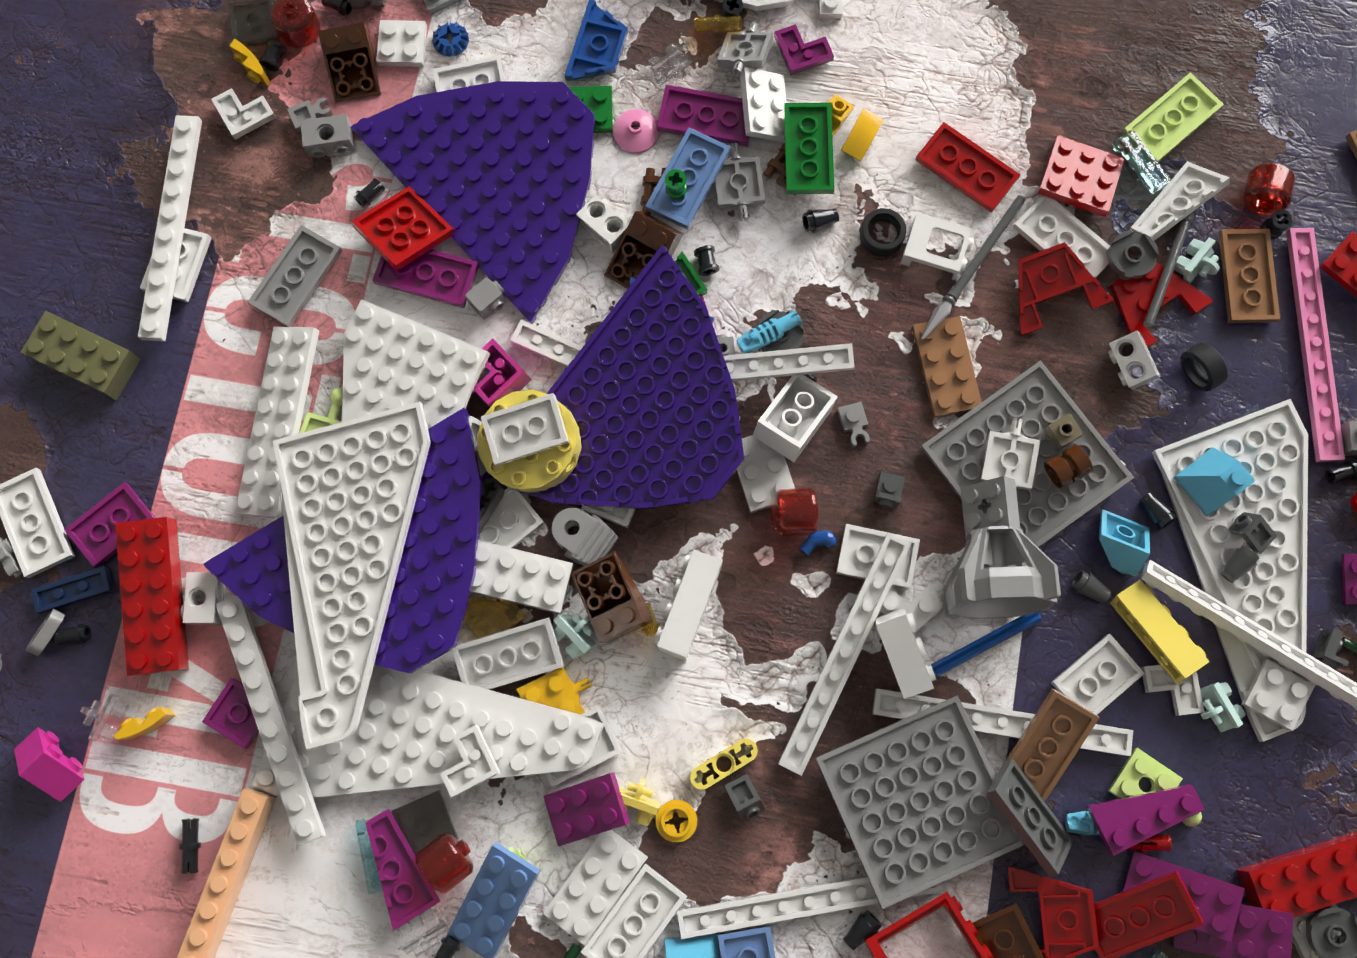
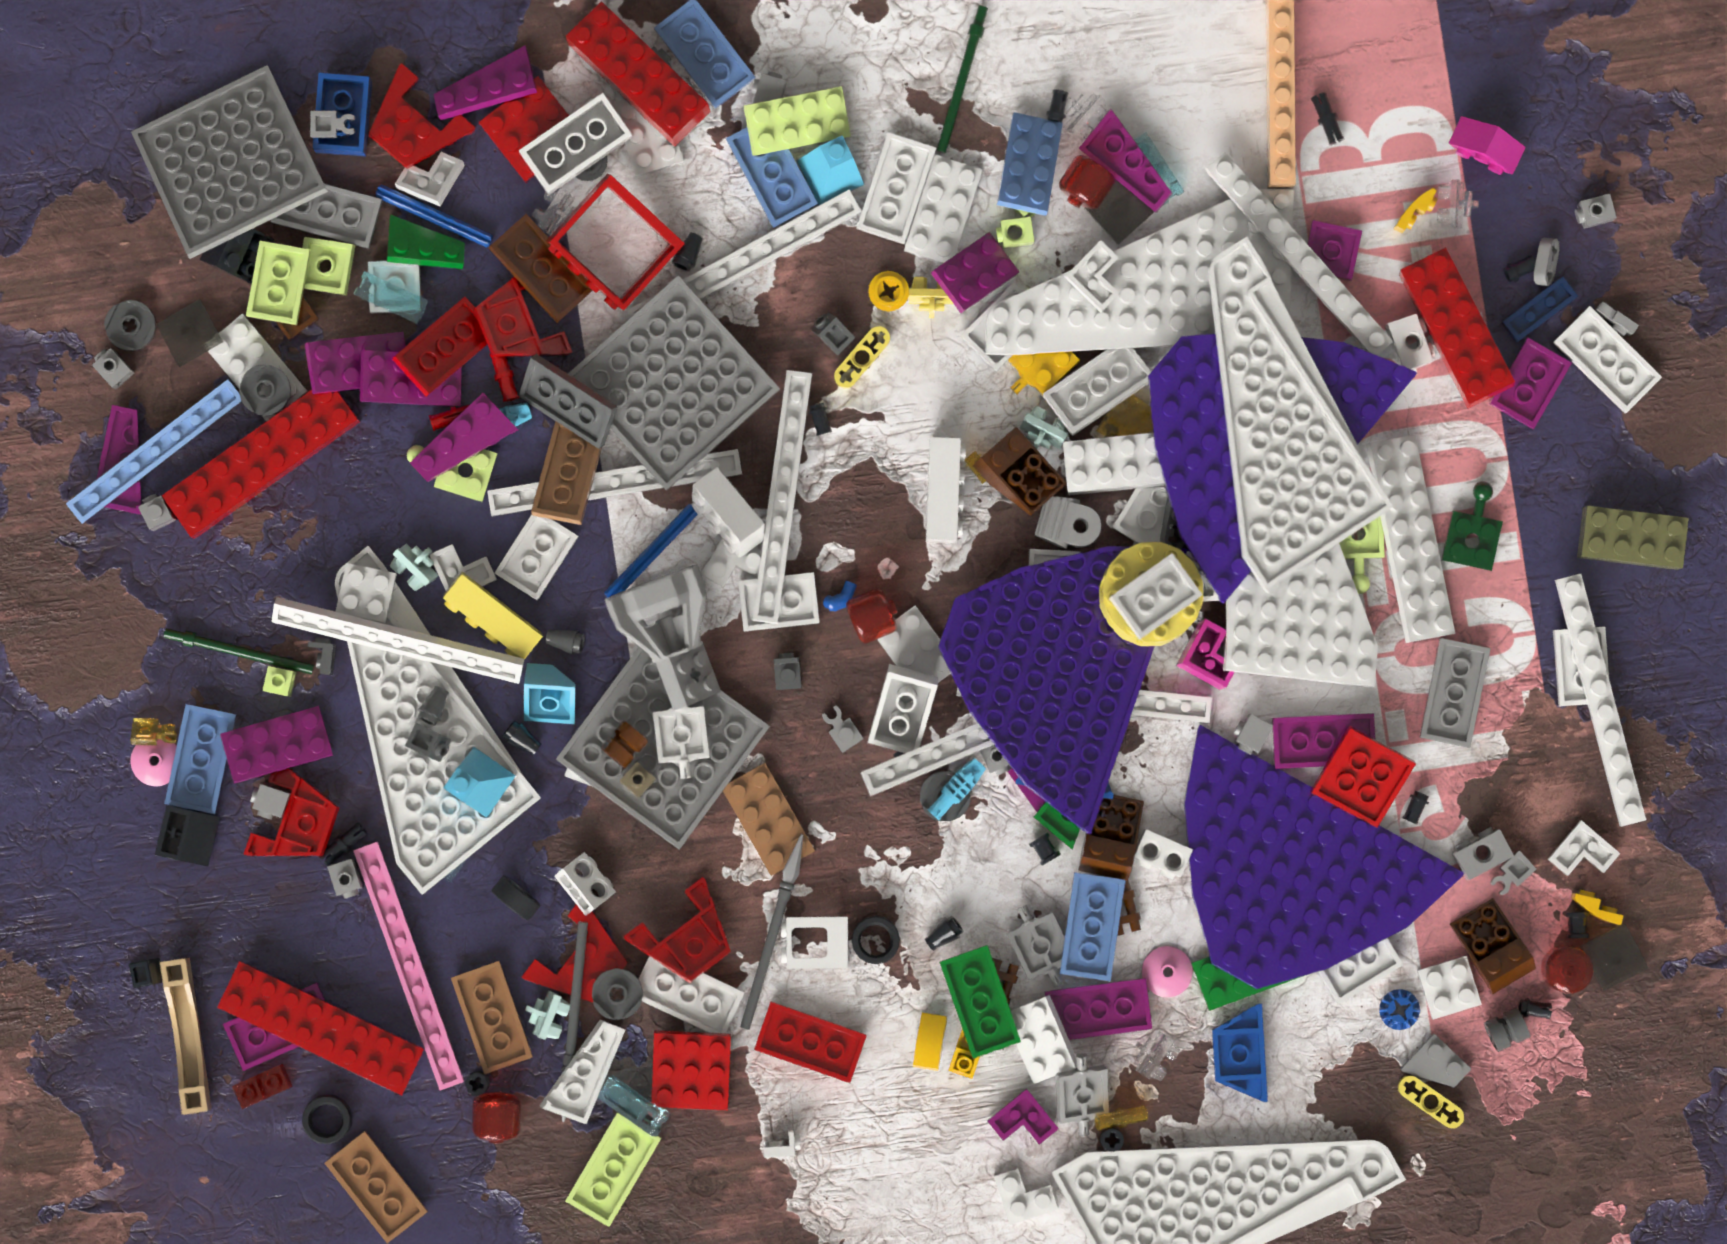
camera: 155 degrees right, 10 degrees up
(226, 418) = (1486, 529): none -> dark green plate
(521, 836) = (1023, 224): none -> yellowish green brick
(672, 177) = (1107, 913): green bush -> none
(783, 717) = (820, 418): none -> black pin
(1020, 88) = (778, 1149): none -> white bracket
(1082, 863) = (504, 377): none -> red pin

